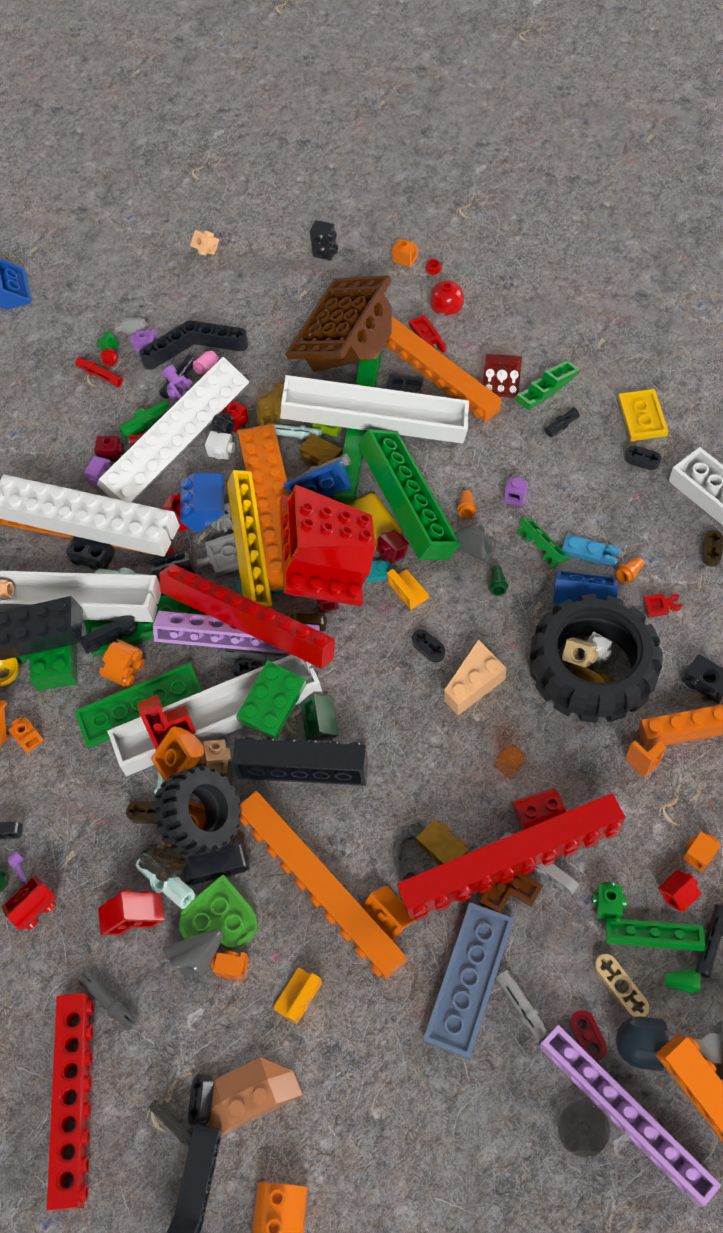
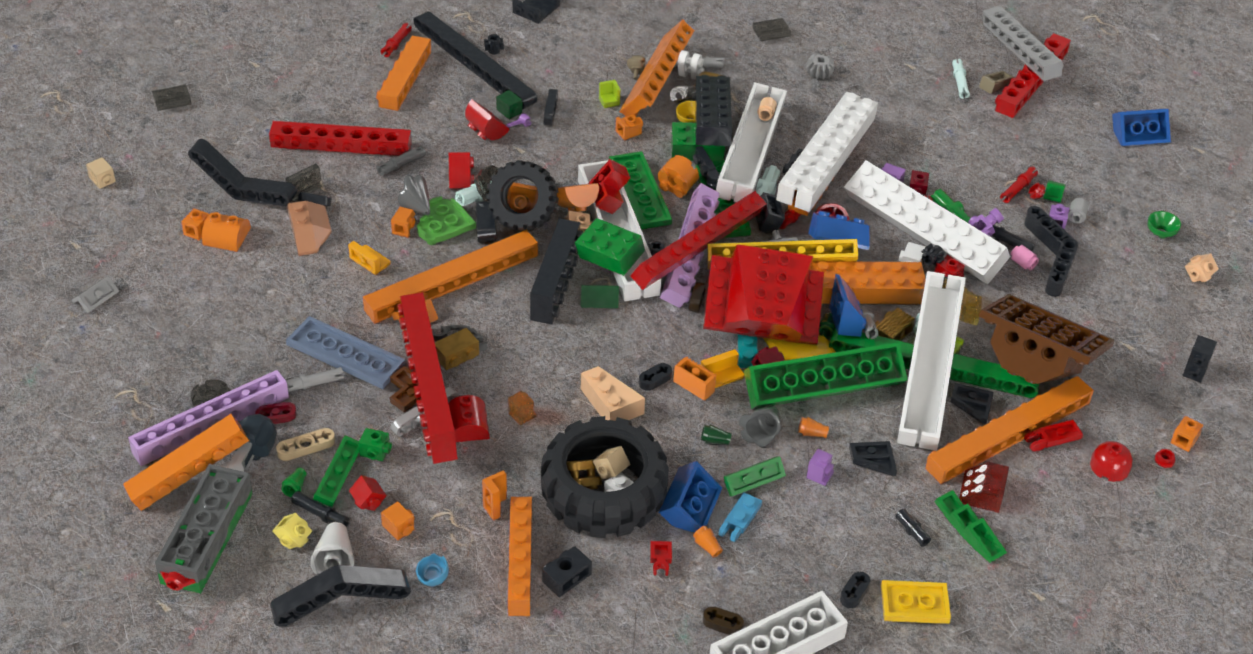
camera: 90 degrees right, 15 degrees down
(147, 264) = (1165, 221): none -> green piece
(432, 604) = (695, 378): none -> orange brick
(487, 455) = (874, 456): none -> black wing

